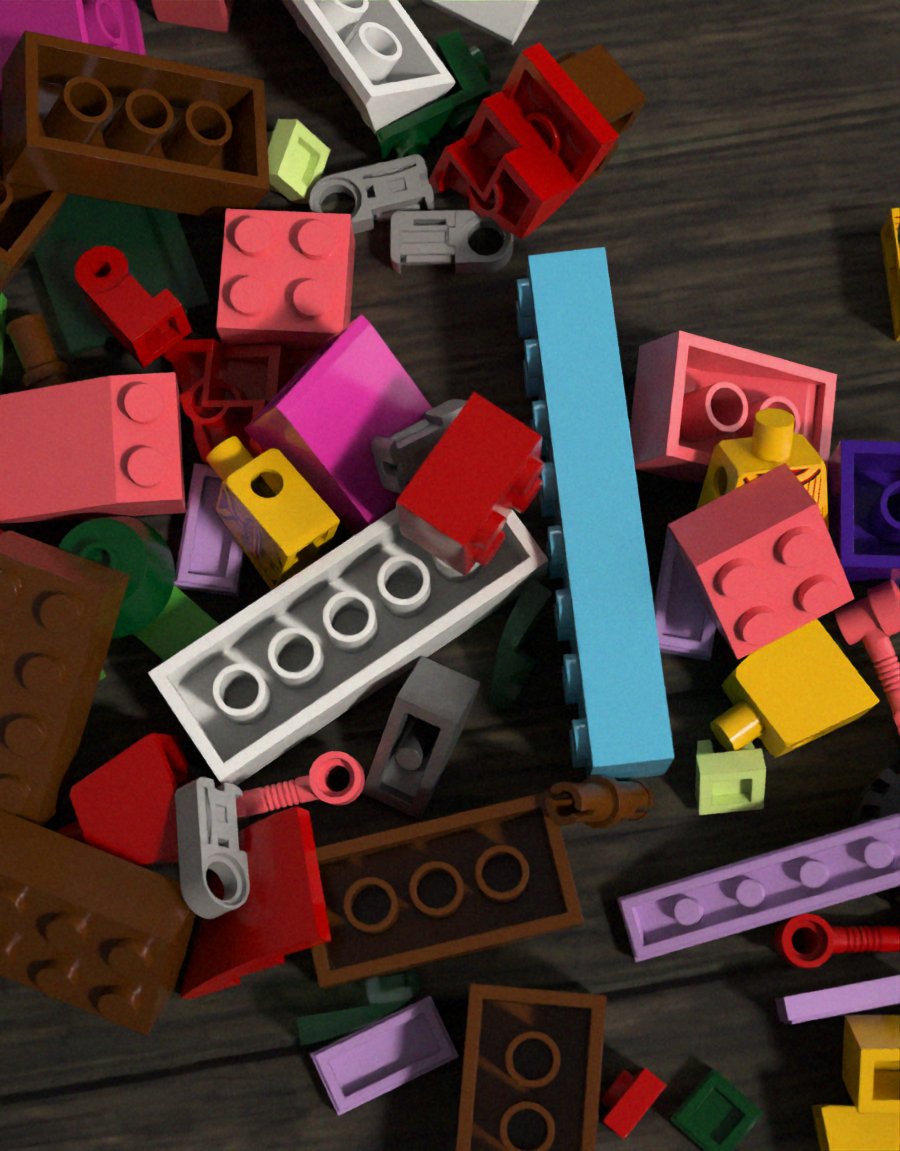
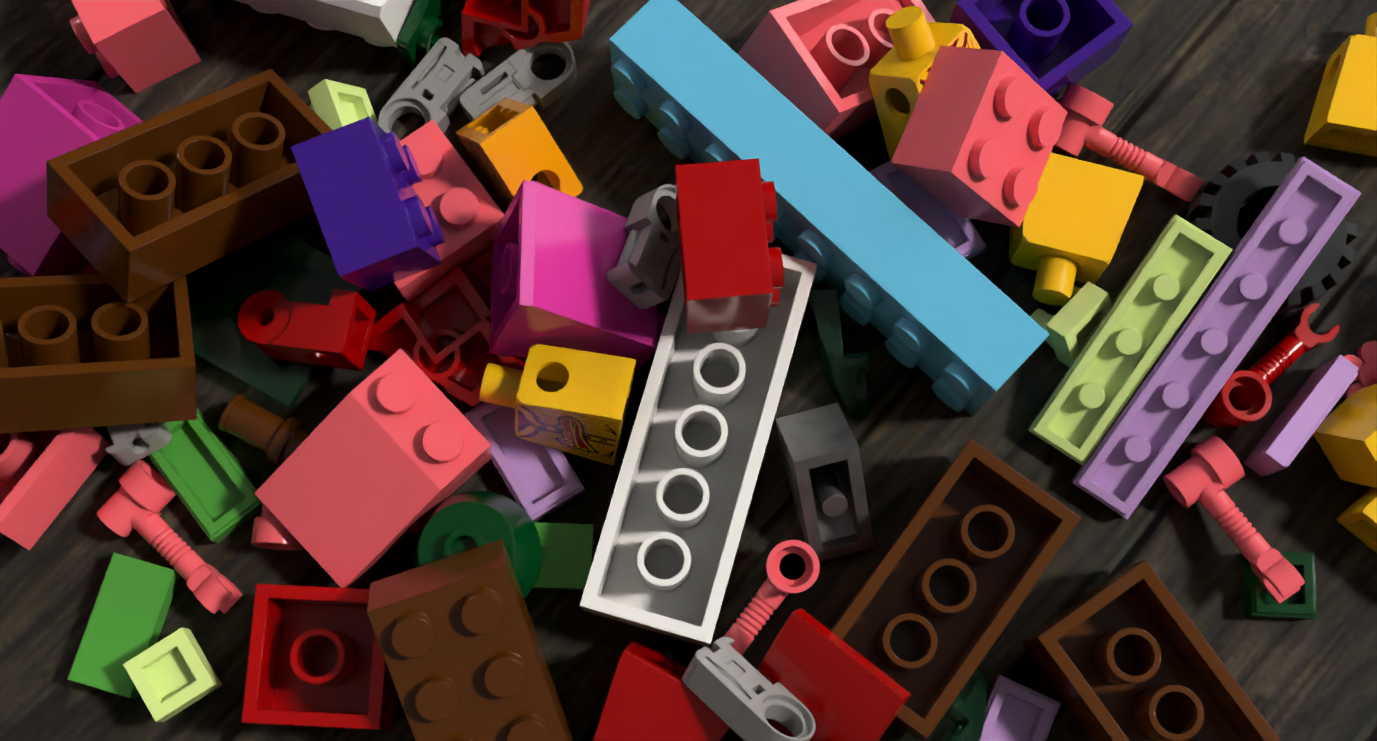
camera: 45 degrees left, 0 degrees up
(234, 244) = (368, 204): none -> dark purple brick
(394, 287) = (514, 146): none -> light orange torso
(599, 801) = (1007, 419): reddish brown pin -> none
(629, 1099) = (1220, 622): red plate -> none
(724, 983) = (1204, 479): none -> coral brick
(754, 819) = (1129, 339): none -> yellowish green tile

